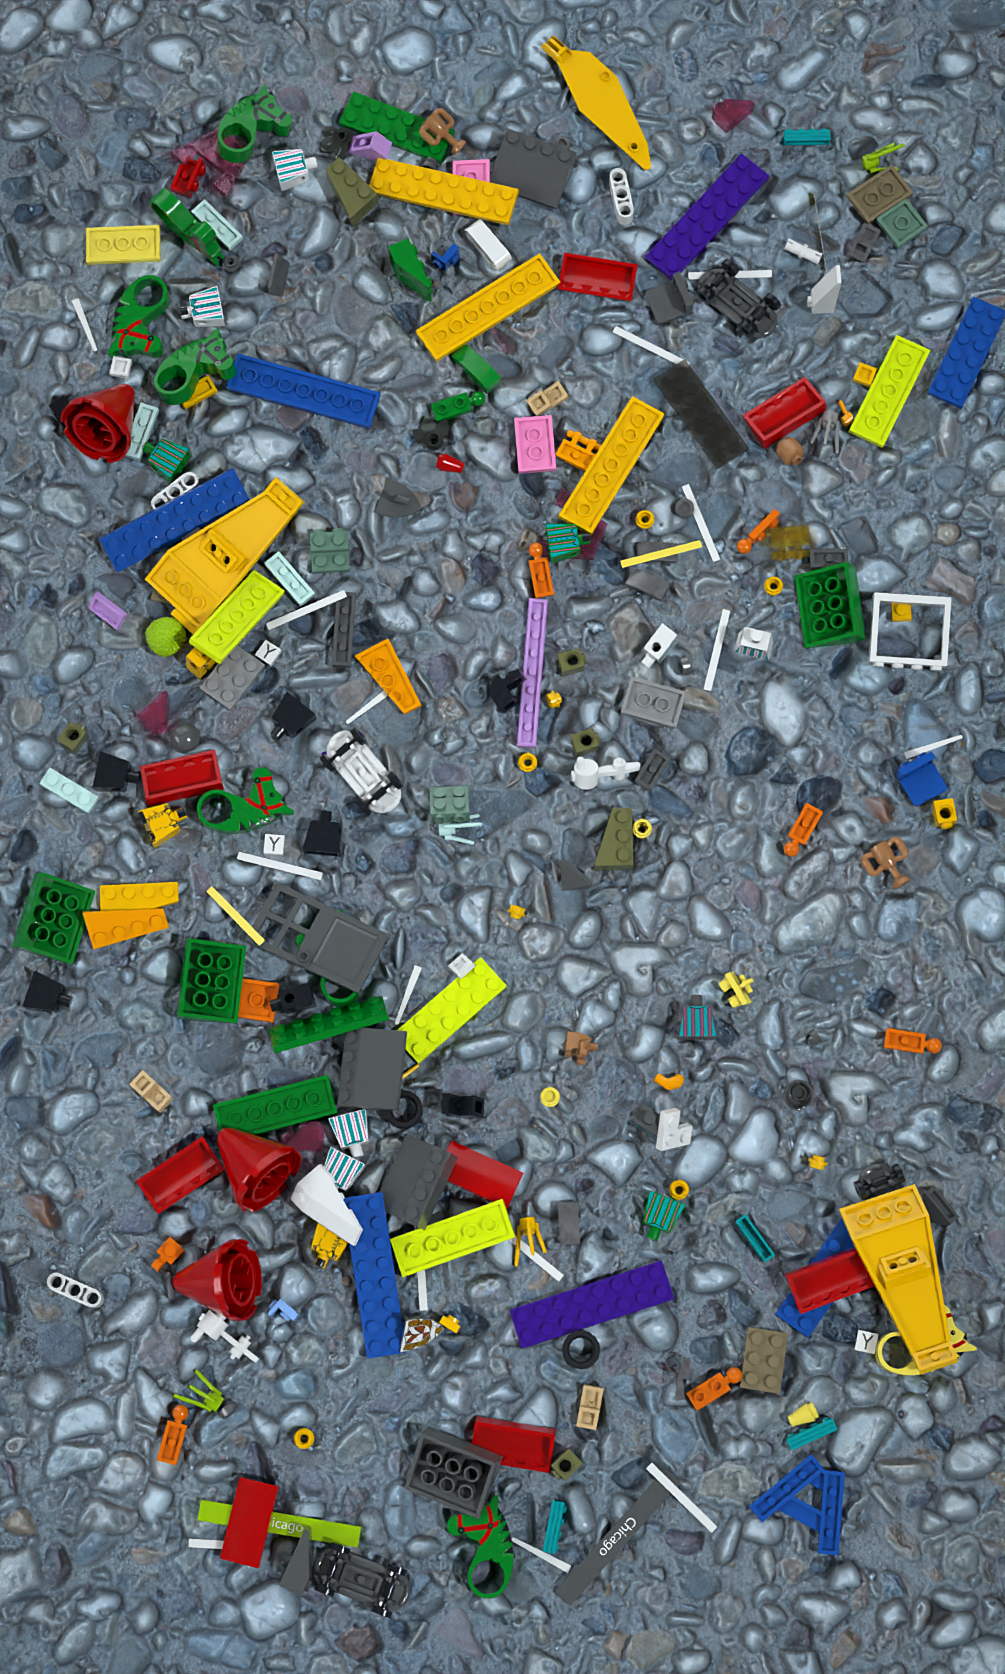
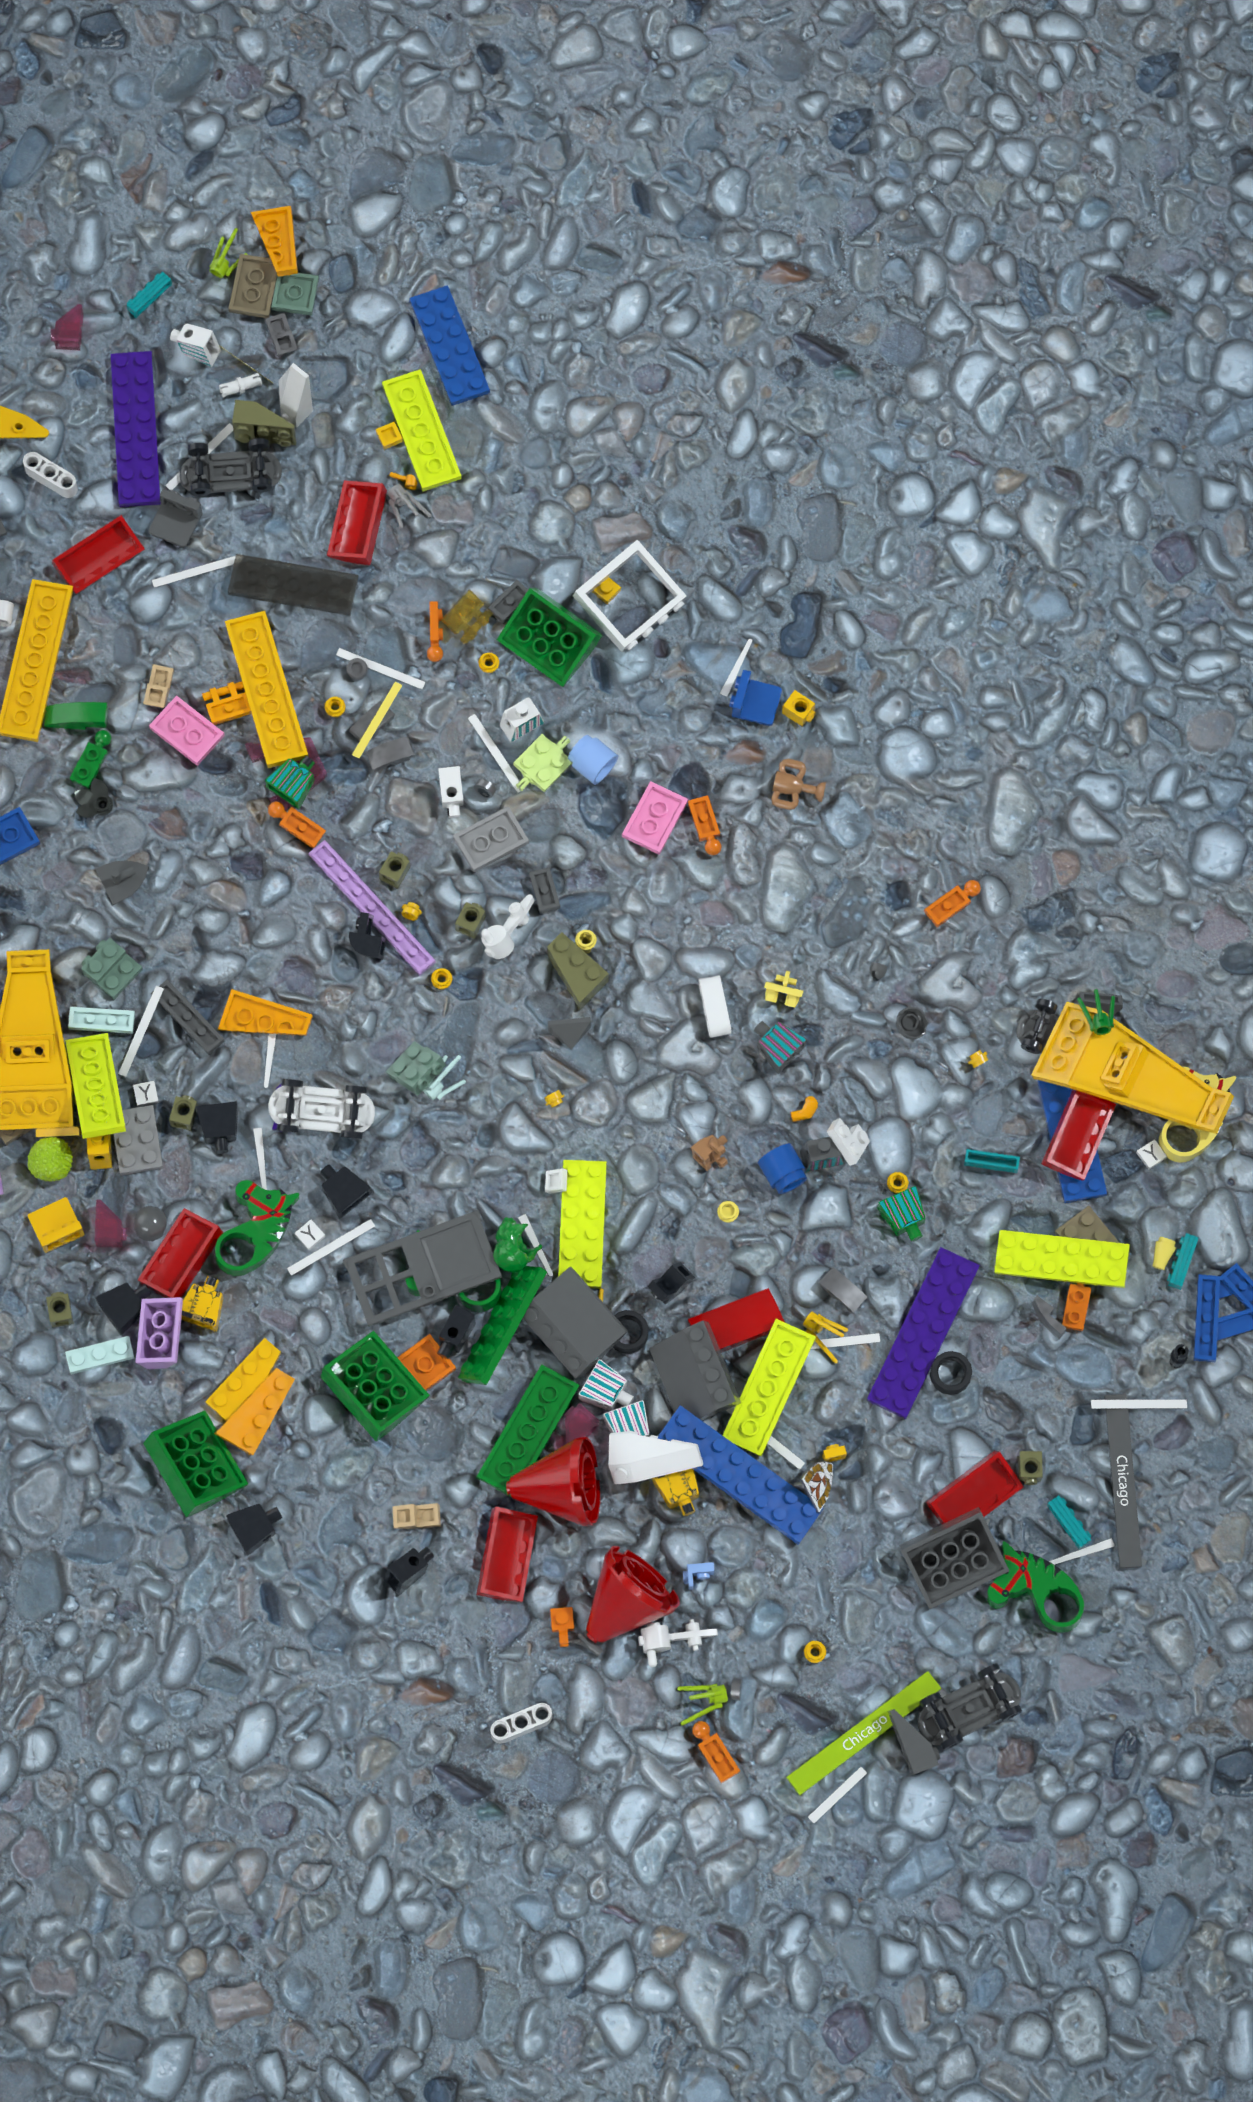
camera: 50 degrees left, 5 degrees down
(100, 1120) = (407, 1569): none -> black torso
(113, 812) = (159, 1332): none -> lavender slope
(127, 681) = (55, 1224): none -> yellow bracket
(235, 915) = (340, 1316): light yellow sticker -> none
(249, 1522) = (841, 1753): red slope -> none
(276, 696) = (183, 1121): none -> olive brick
(310, 748) = (260, 1154): none -> white sticker
(385, 982) = (510, 1251): none -> green hair
(449, 464) = (133, 810): red cone -> none
(589, 1406) = (1001, 1408): tan slope -> none
(612, 1105) = (783, 1168): none -> blue piece
(681, 954) = (714, 1006): none -> white beam
(731, 1350) = (1062, 1258): none -> neon yellow plate
(739, 685) = (542, 763): none -> yellowish green plate
(743, 1496) = (1179, 1356): none -> black pin
(772, 714) = (592, 759): none -> light blue piece
(773, 792) = (655, 818): none -> bright pink plate
(783, 283) = (256, 421): none -> olive slope
(790, 451) = (393, 547): medium nougat head -> none
(802, 192) = (197, 343): none -> white torso
(918, 1223) = (1101, 1022): none -> green plant
(927, 177) = (278, 237): none -> light orange wing

